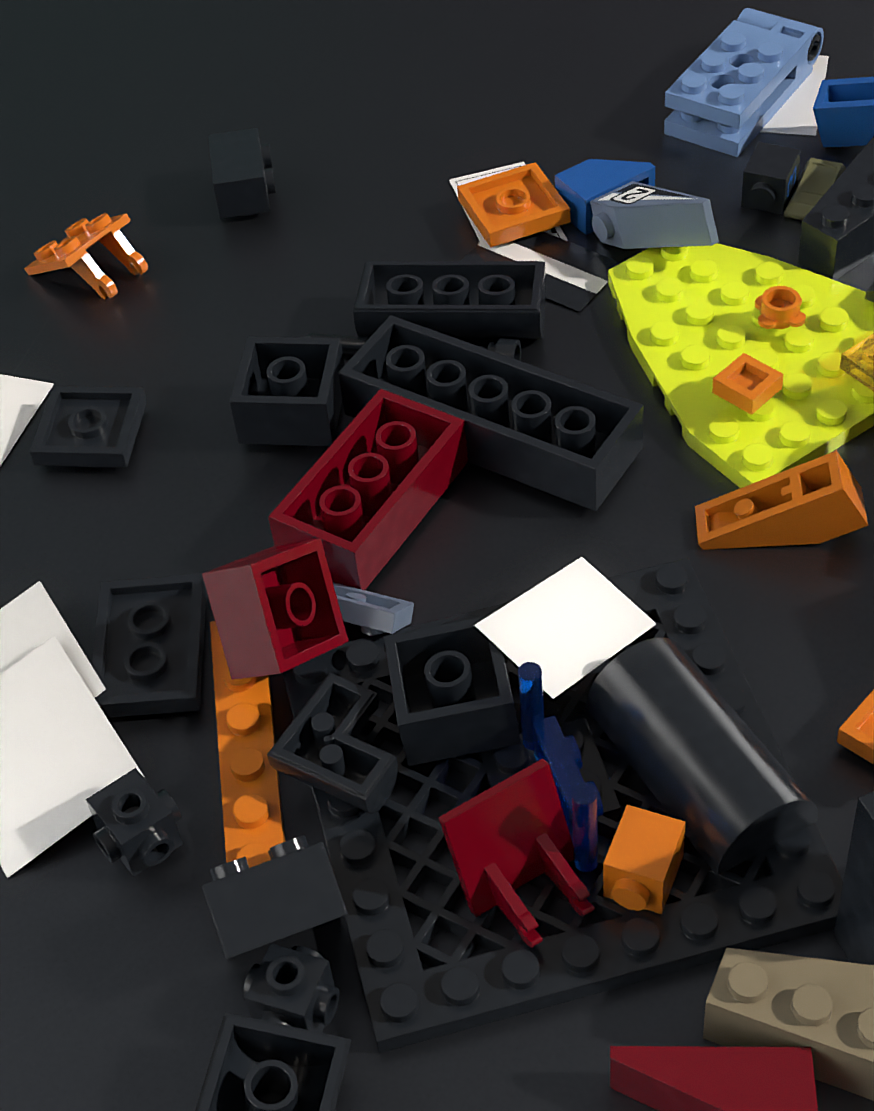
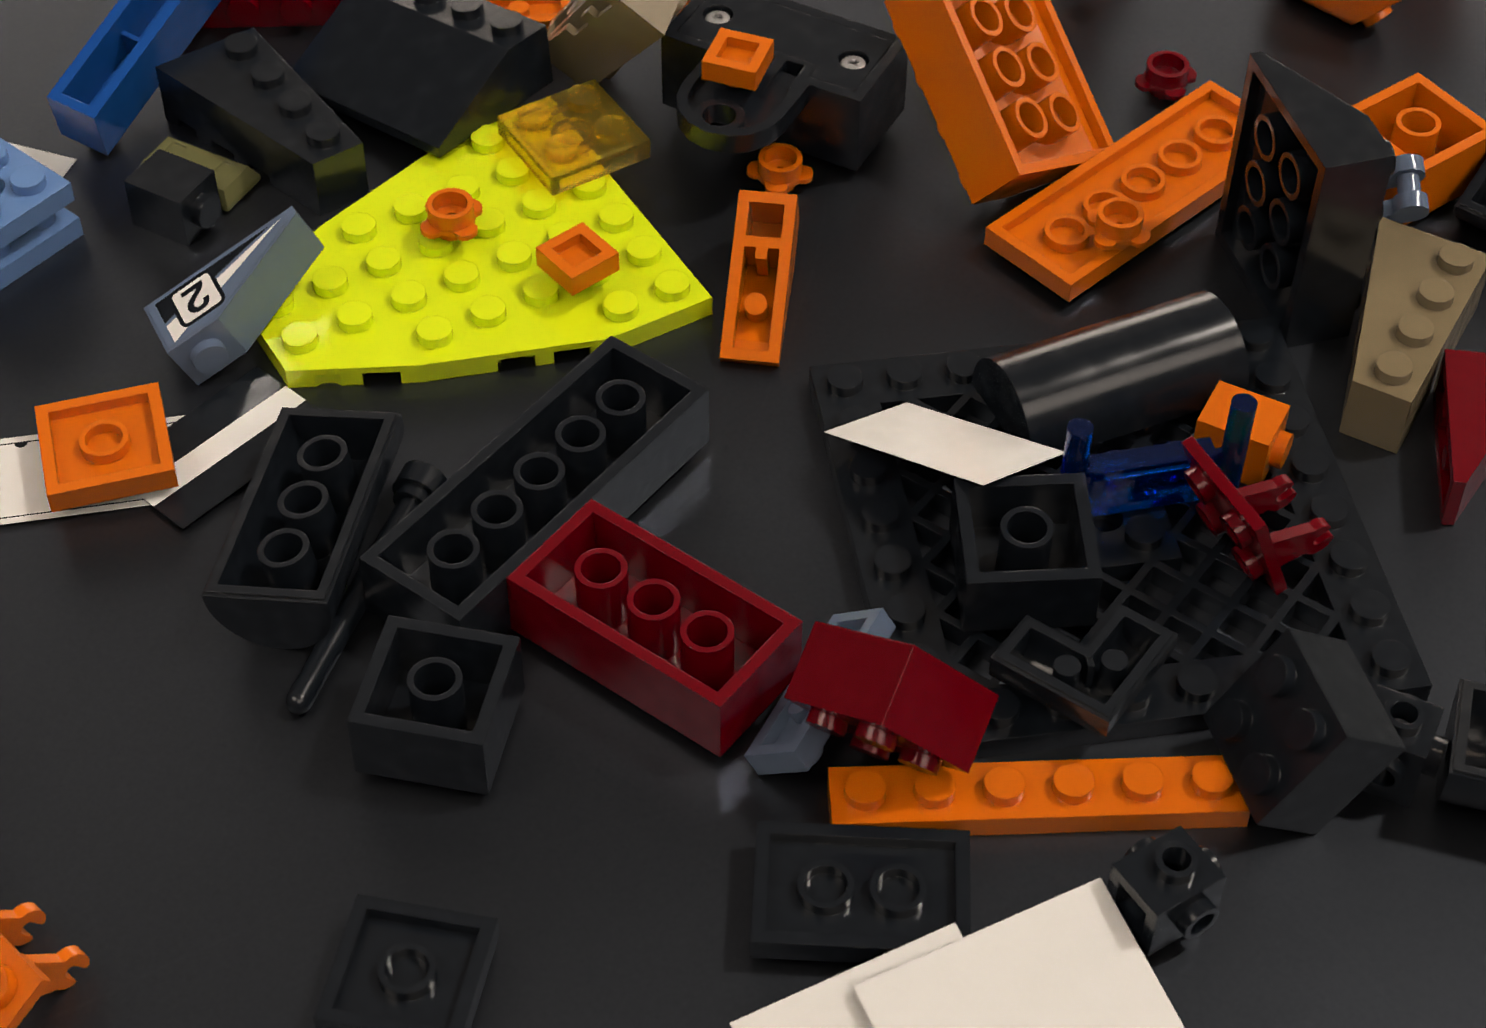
camera: 90 degrees left, 0 degrees up
(595, 178) = (123, 348): blue slope -> none

